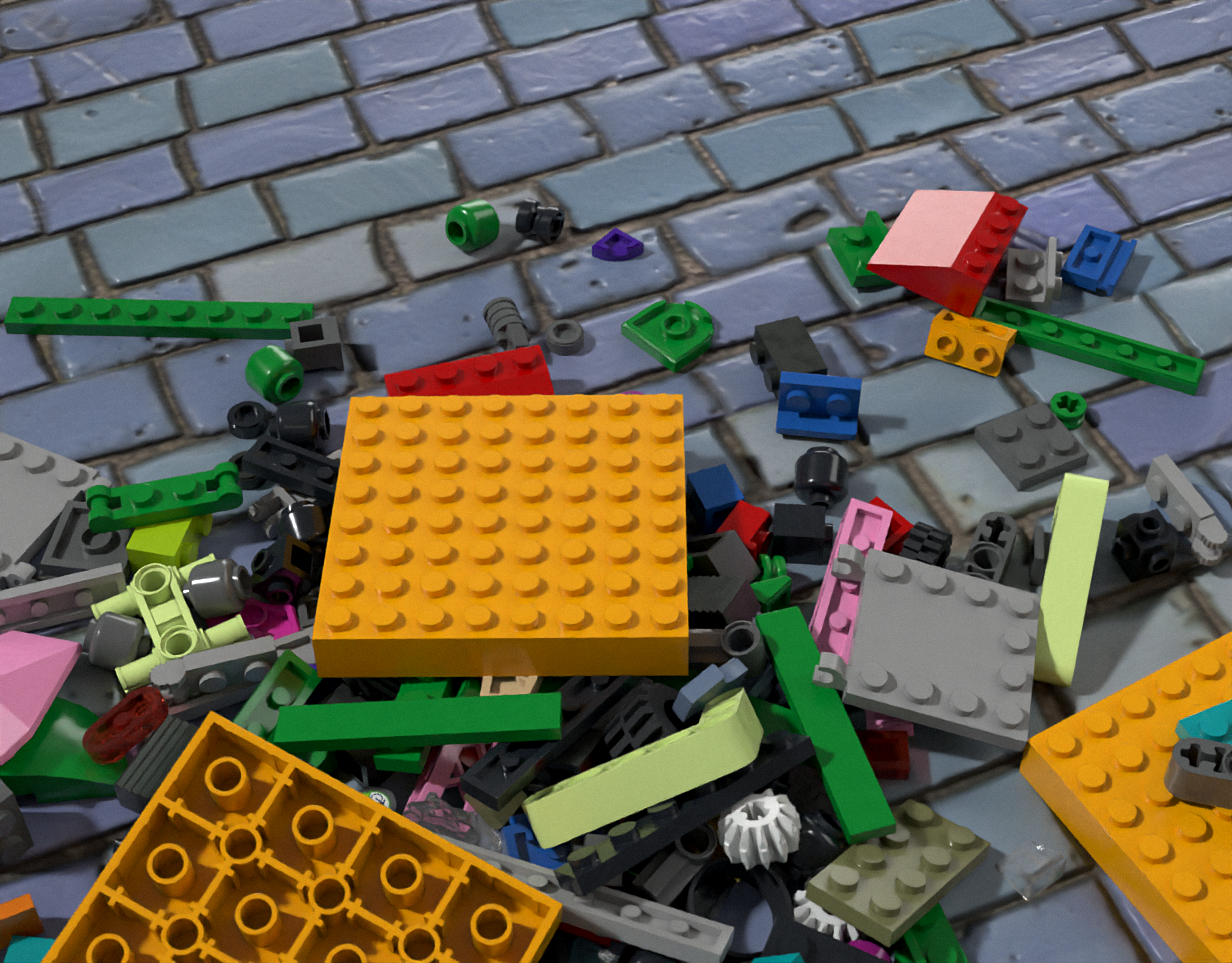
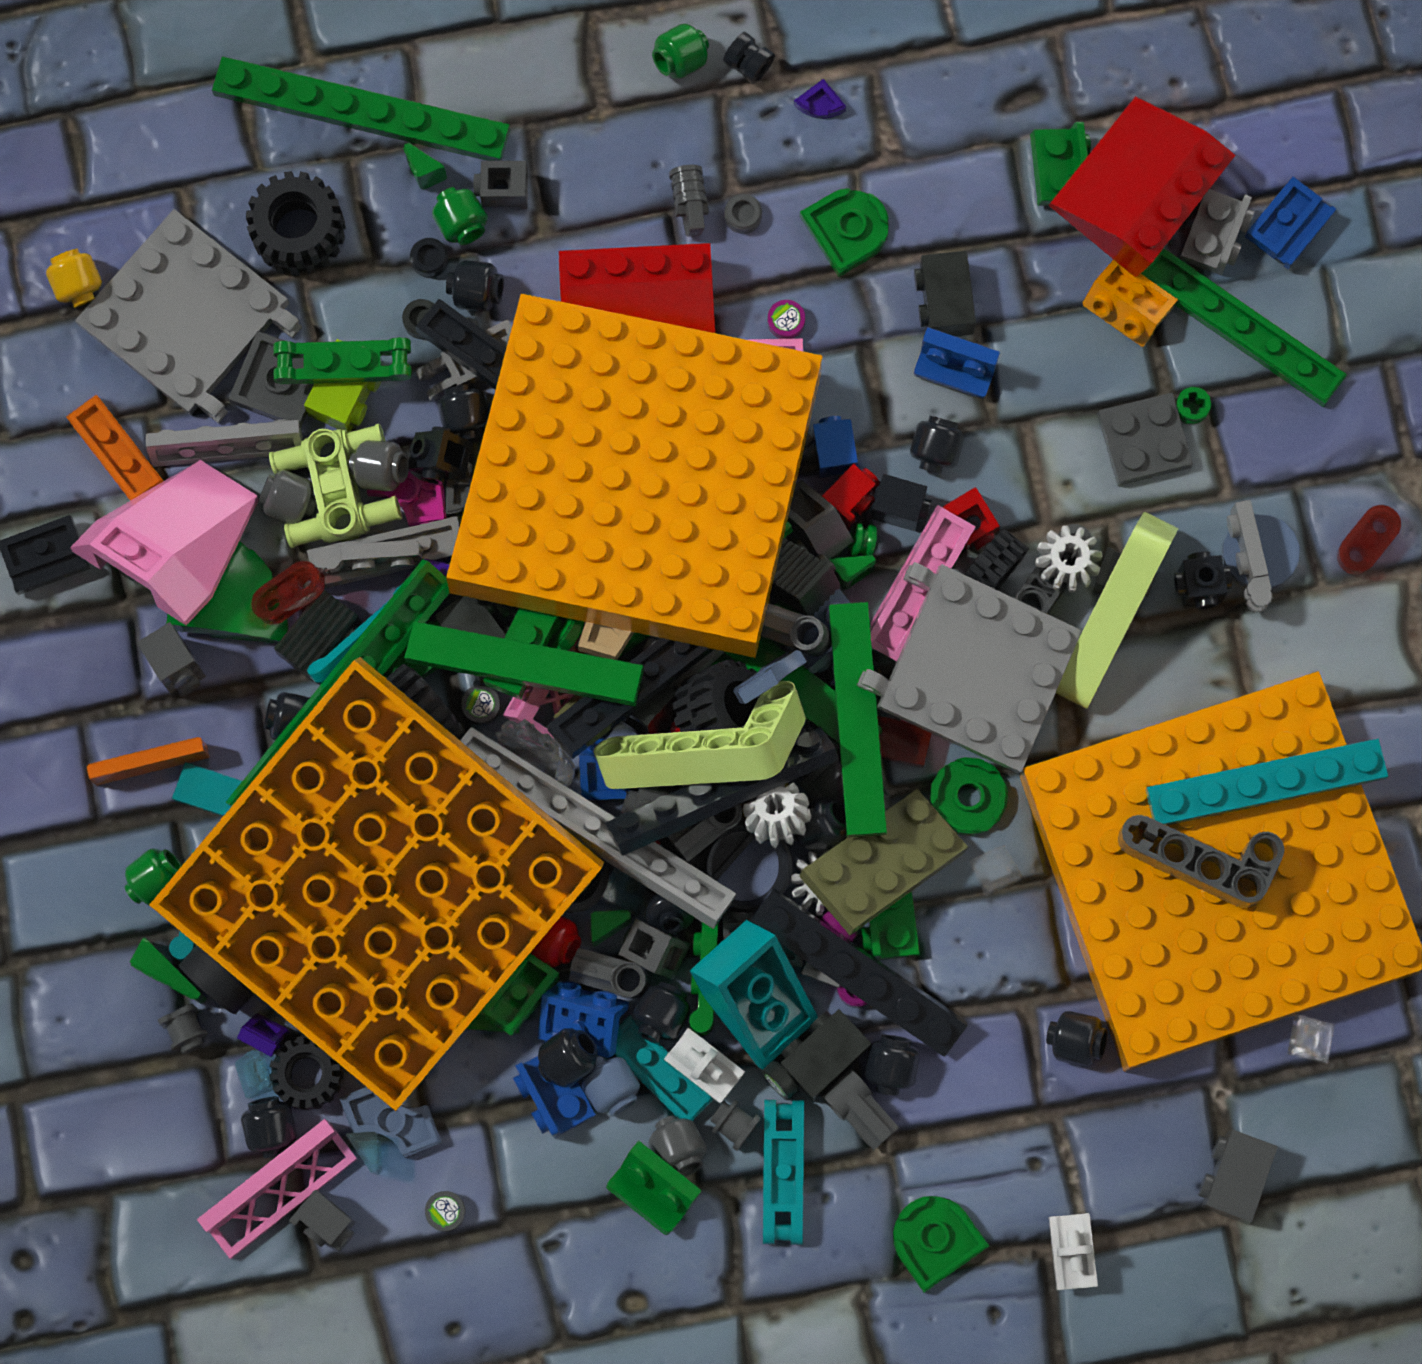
camera: 15 degrees right, 30 degrees up
(101, 405) = (289, 195): none -> black tyre
(231, 344) = (424, 168): none -> green slope
(974, 775) = (982, 777): none -> green tile
(1000, 533) = (1054, 551): none -> white gear

